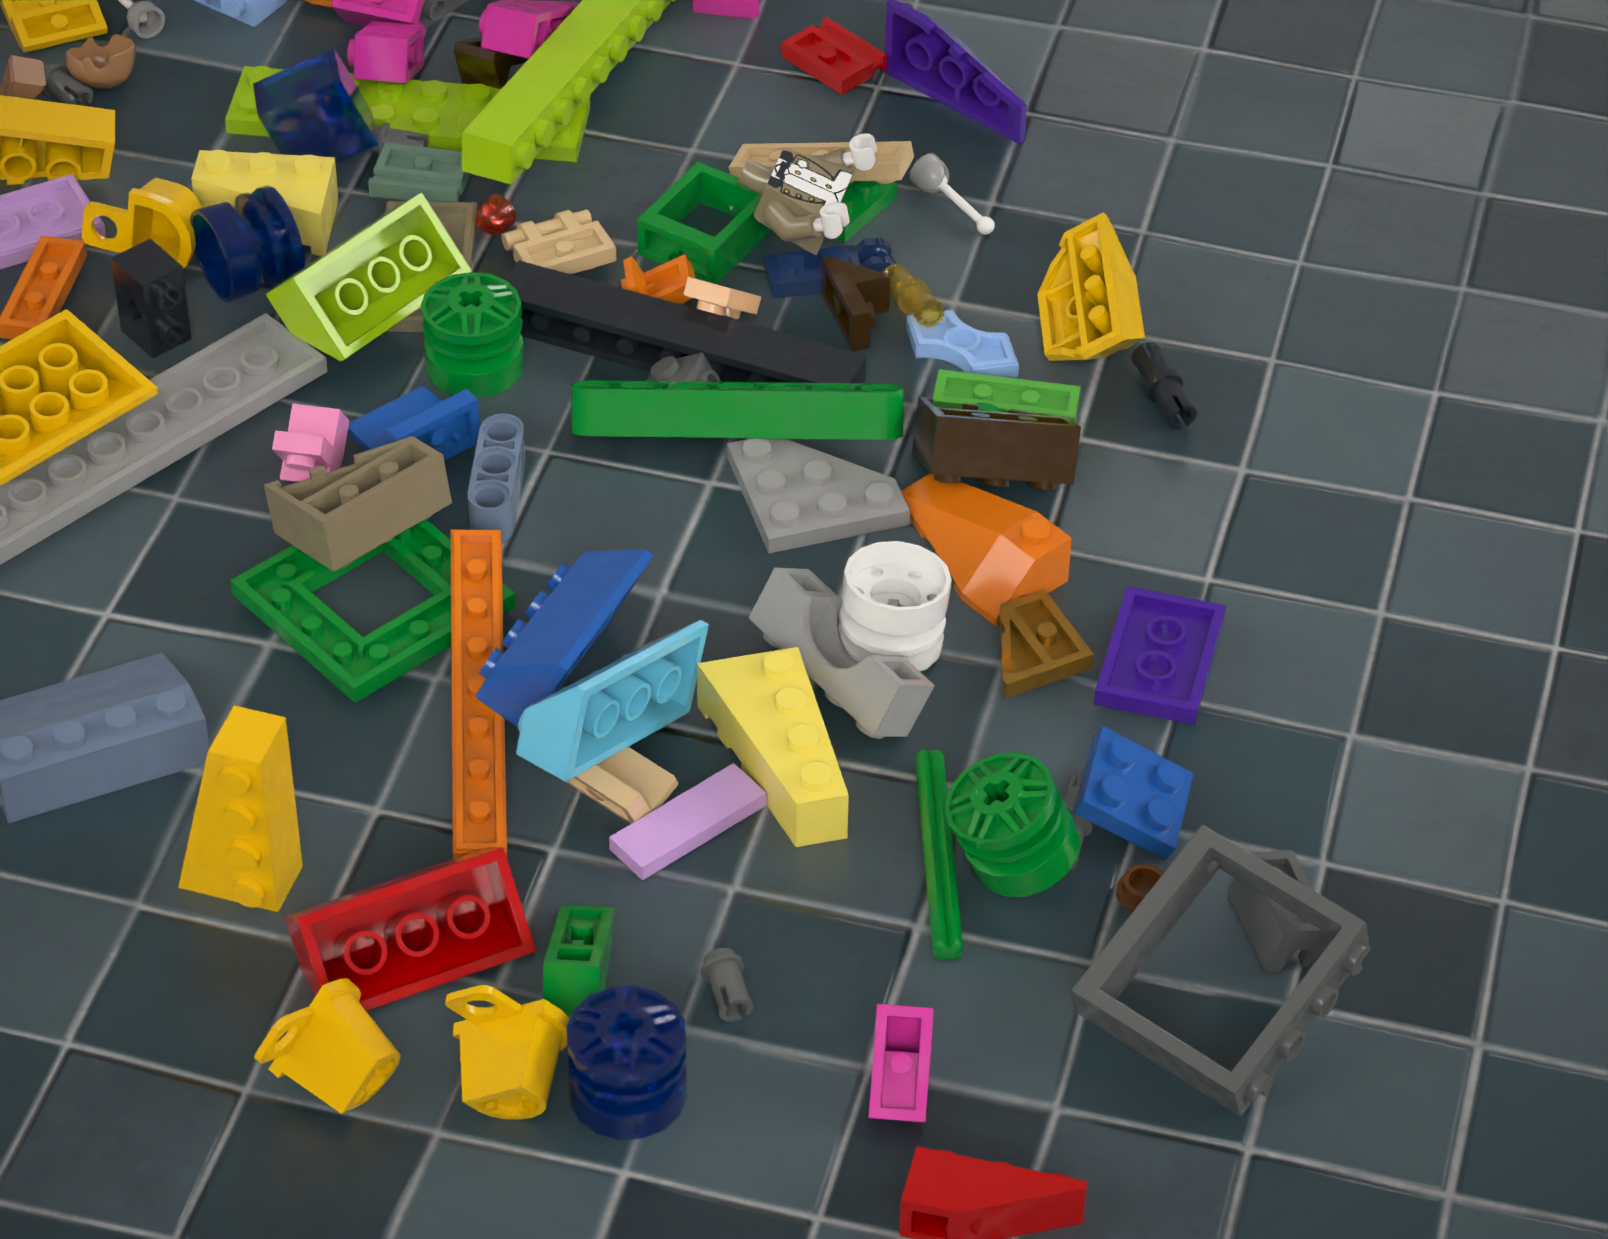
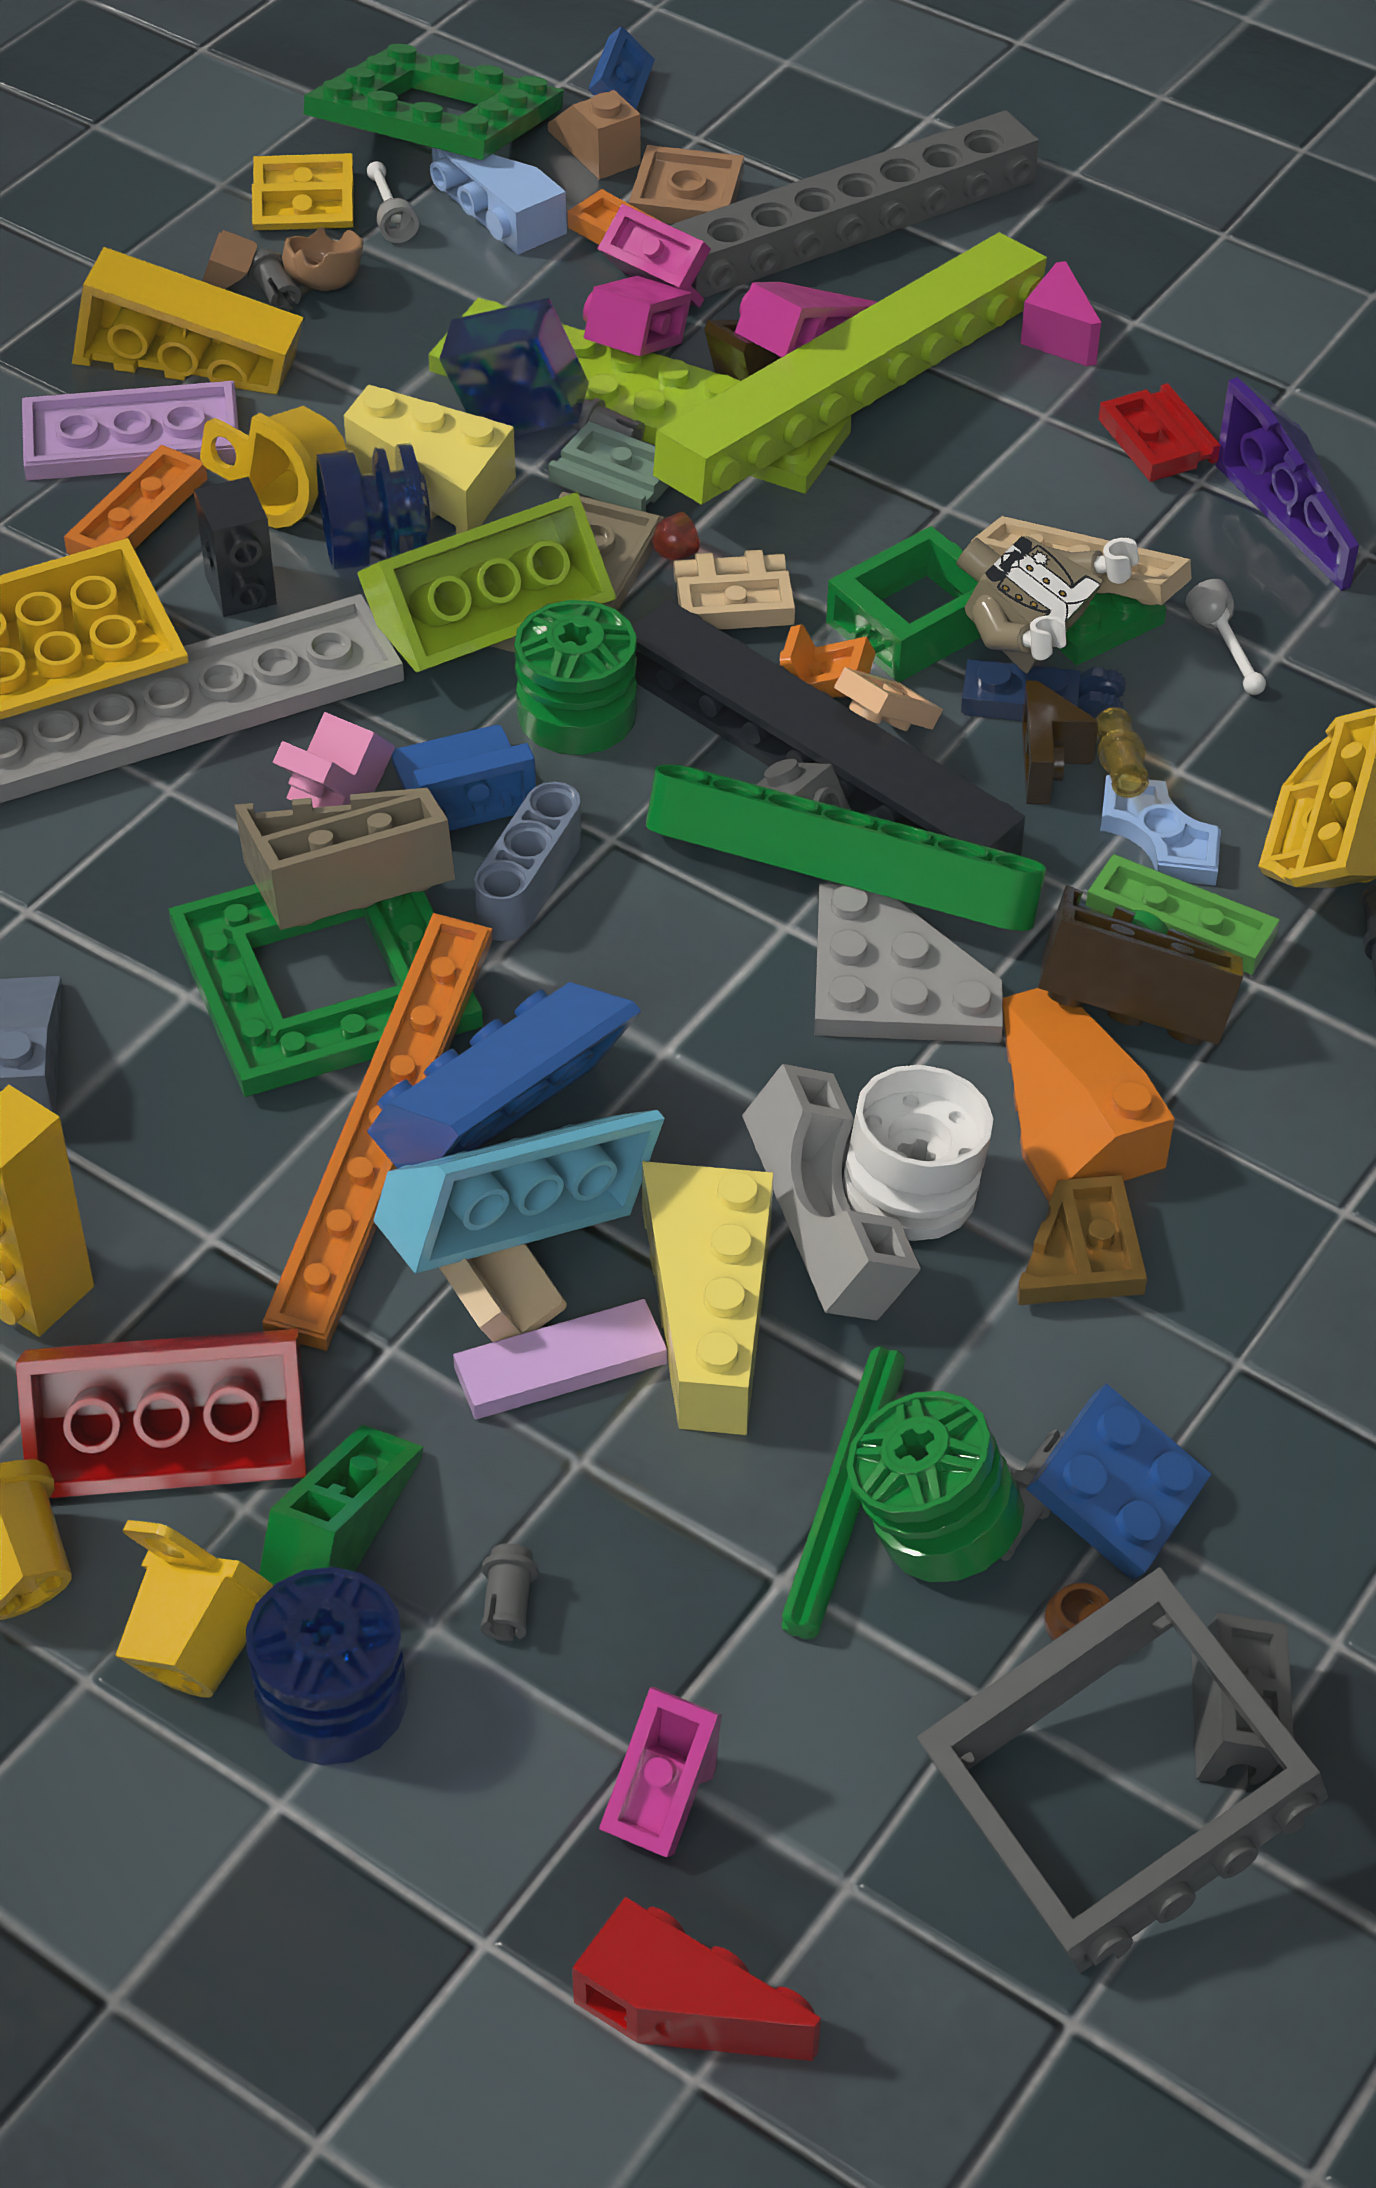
camera: 20 degrees right, 5 degrees up
(1160, 655) = (1234, 1301): dark purple plate -> none

